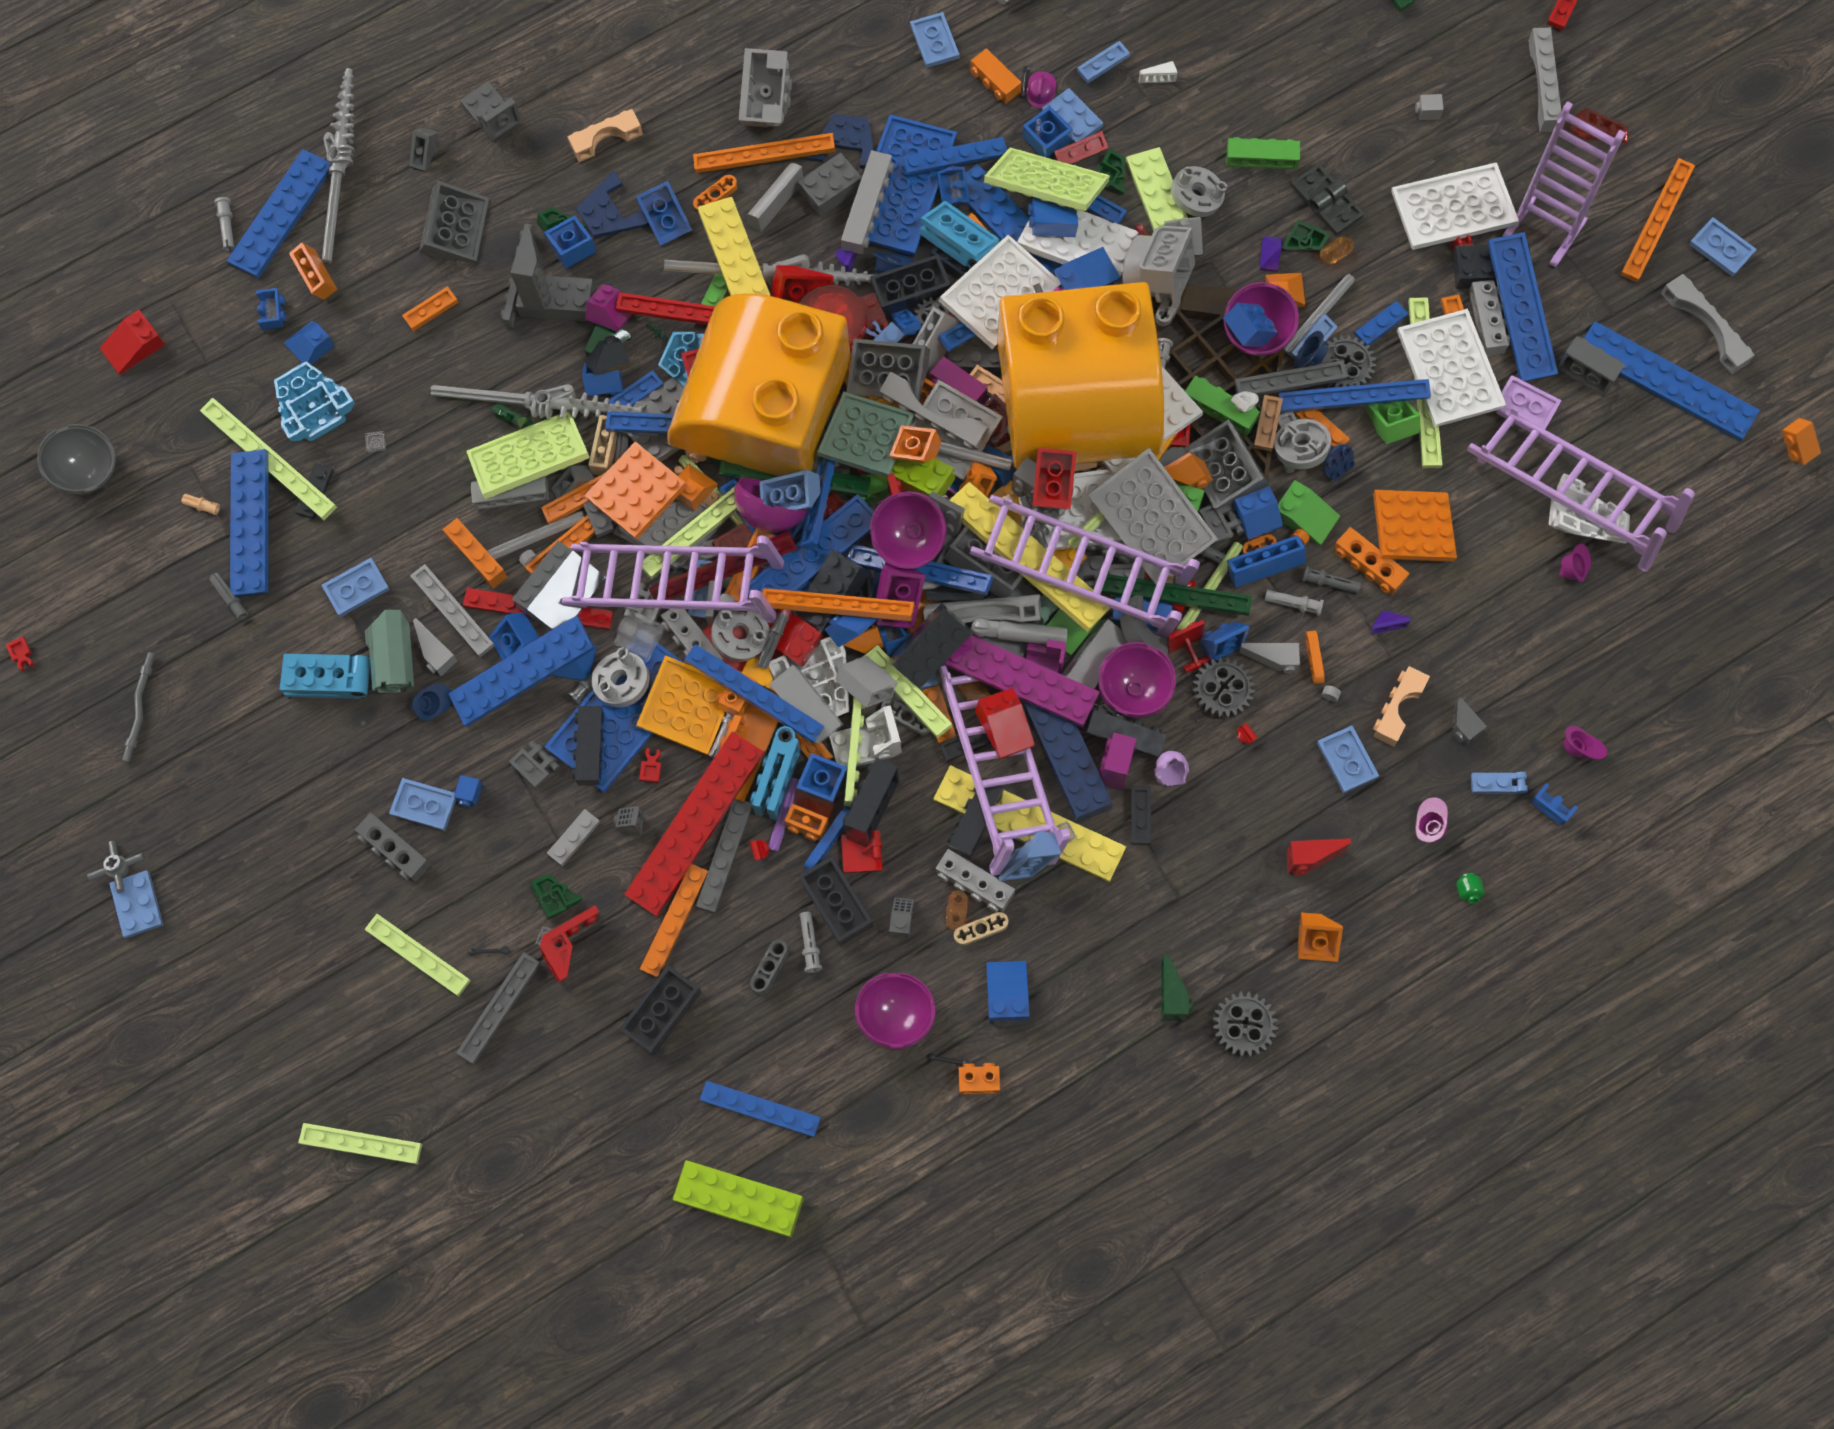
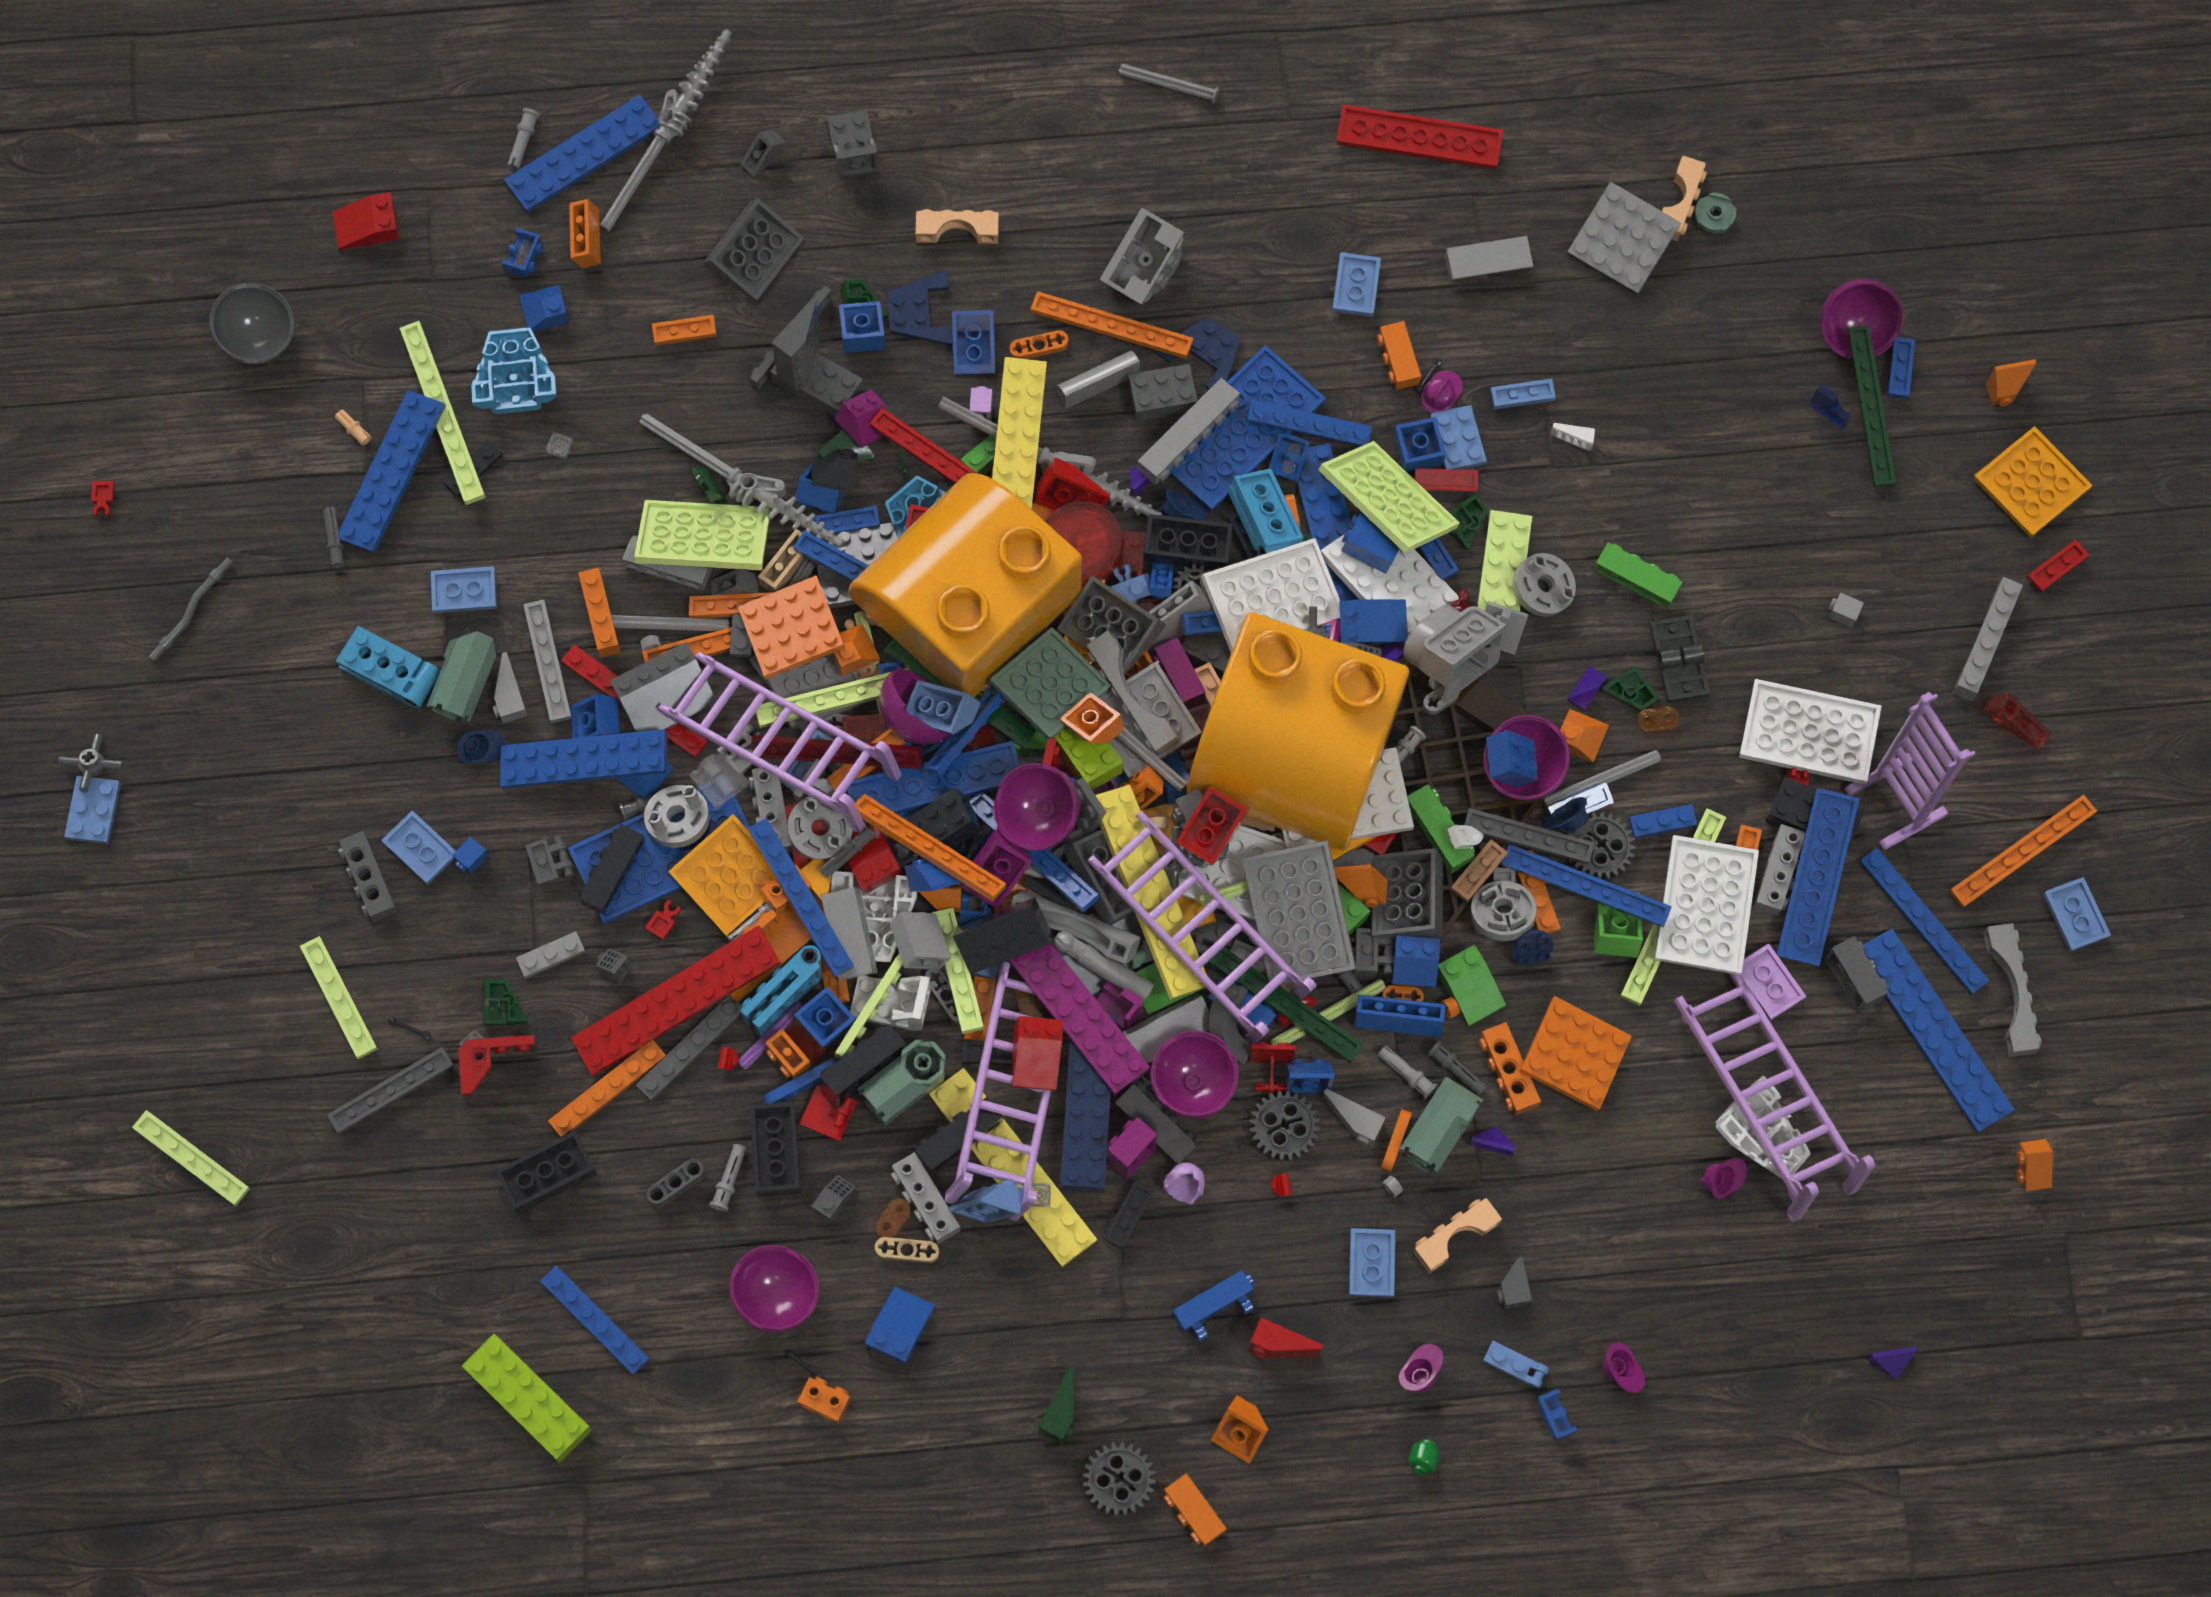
camera: 20 degrees right, 0 degrees up
(695, 252) = (981, 402): none -> lavender brick
(910, 797) = (904, 1080): none -> sand green brick
(1242, 850) = (1213, 1301): none -> blue brick
(1317, 1019) = (1194, 1511): none -> orange brick
(1344, 629) = (1440, 1126): none -> sand green brick
(1614, 305) = (1924, 921): none -> blue plate
(1779, 639) = (1892, 1361): none -> dark purple slope

